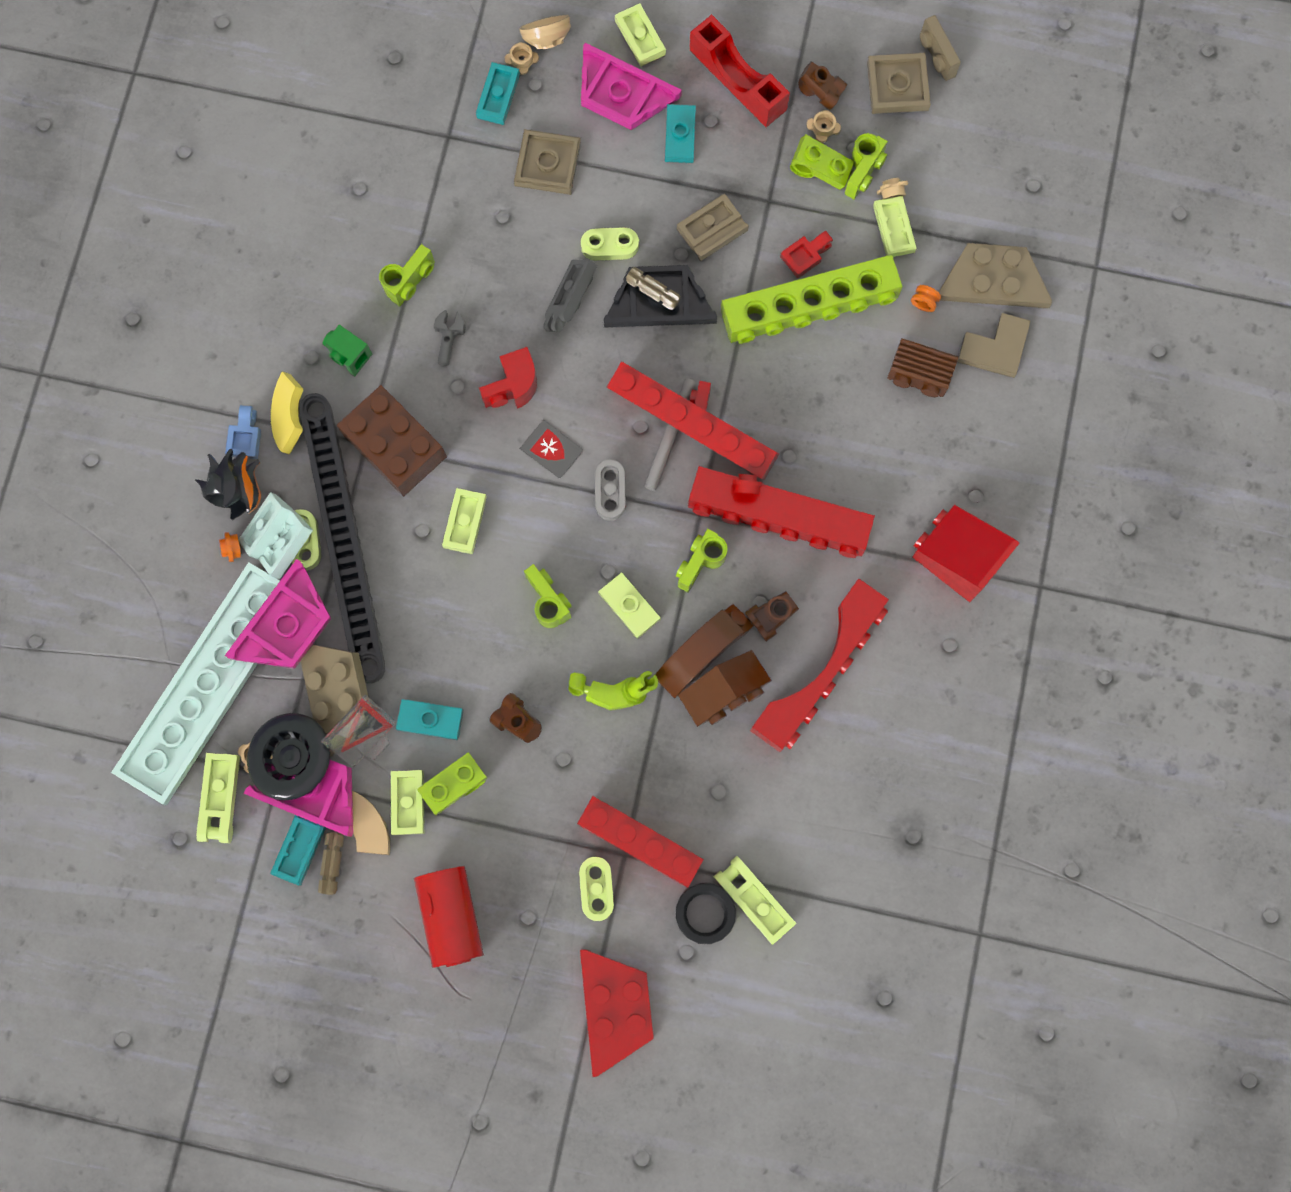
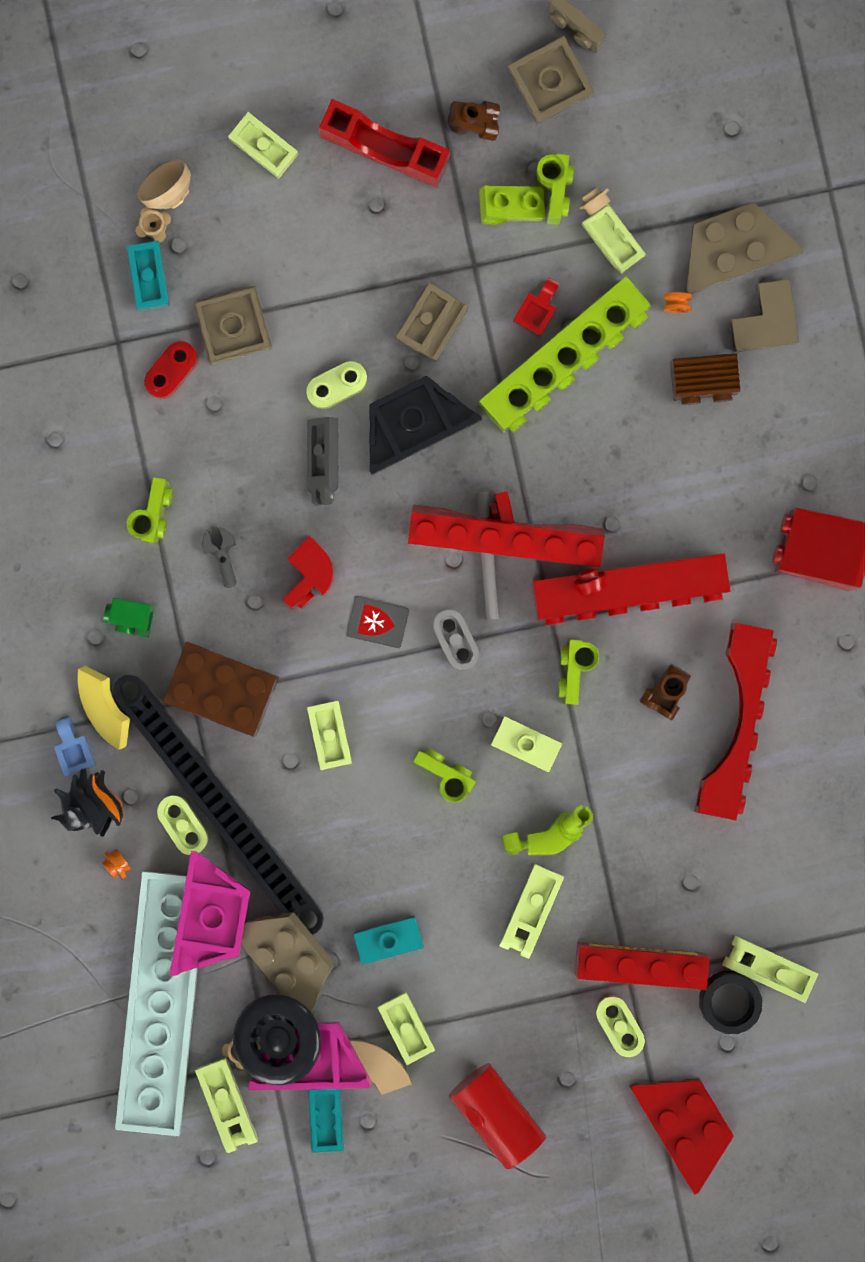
camera: 30 degrees left, 10 degrees up
(275, 535) = (155, 834): light aqua slope -> none
(330, 863) = (362, 1117): dark tan axle -> none
(360, 732) = (334, 986): clear piece -> none
(452, 784) = (441, 993): lime plate -> none
(481, 175) = (173, 371): none -> red plate
(516, 719) = (466, 902): reddish brown plate -> none
(566, 749) = (532, 909): none -> yellowish green plate
(622, 90) = (272, 215): dark pink wing -> none
(653, 288) = (405, 418): dark tan axle -> none
(680, 133) = (353, 234): teal plate -> none
(703, 649) = (619, 757): reddish brown arch -> none
(725, 688) = (657, 786): reddish brown brick -> none
(823, 118) = (493, 151): tan plate -> none

